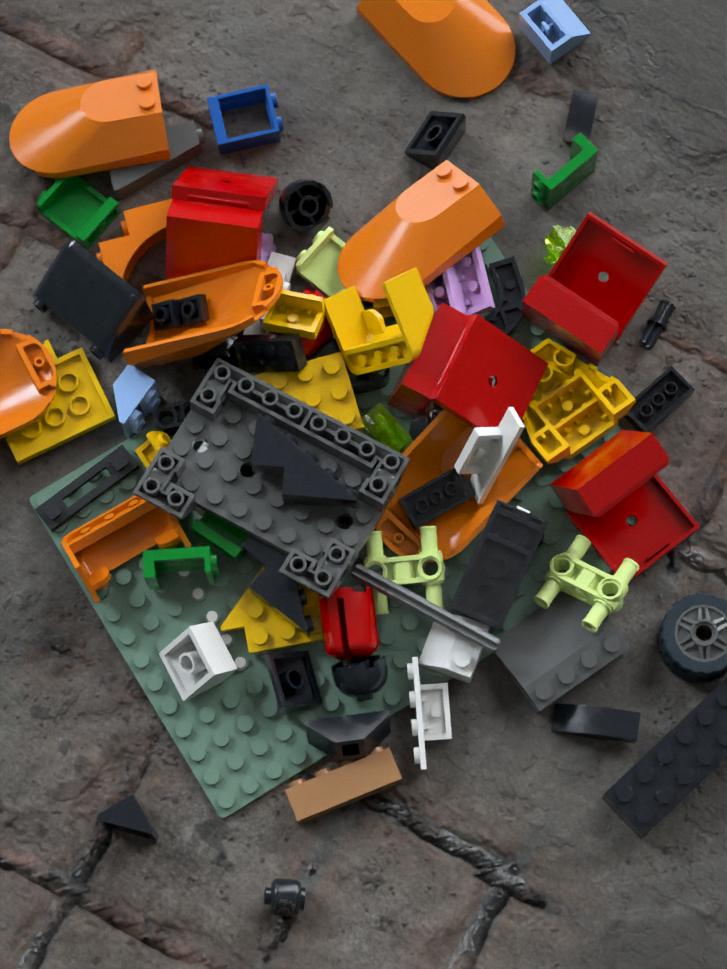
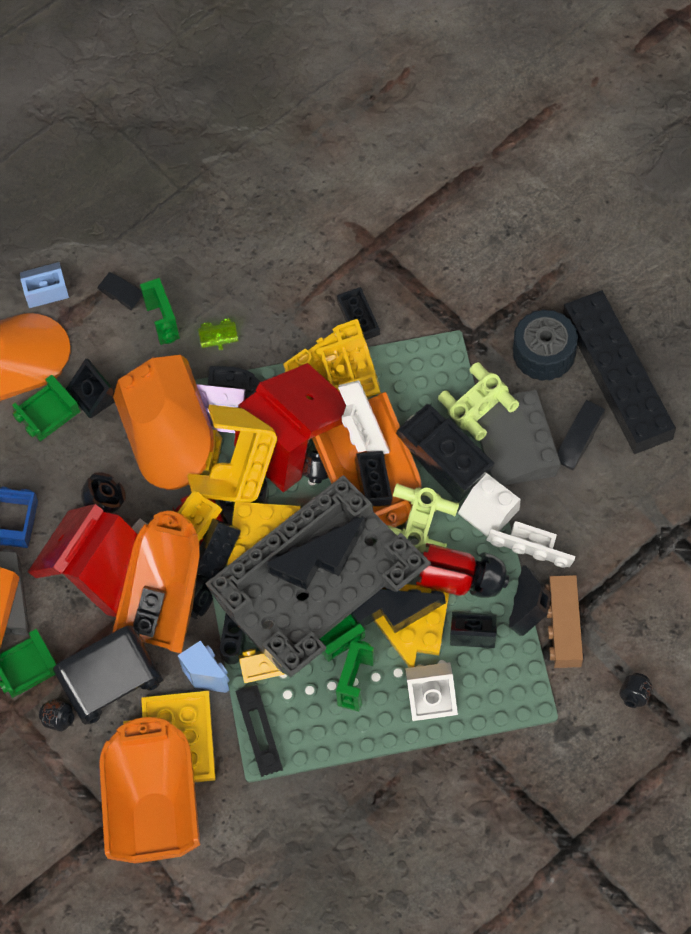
camera: 70 degrees left, 10 degrees down
(30, 266) = (56, 715): none -> black head
(118, 538) = (307, 712): orange windscreen -> none
(128, 817) = (537, 778): black slope -> none
(141, 230) = (63, 617): orange arch -> none
(320, 263) = (155, 499): yellowish green panel -> none
(385, 428) = (303, 494): clear neon green hips -> none
(392, 100) = (46, 410): none -> green panel
(426, 608) = (460, 507): dark grey axle -> none
(578, 305) = (276, 329): red container -> none
(622, 483) = (415, 350): red container -> none
(657, 324) = (300, 296): black axle -> none

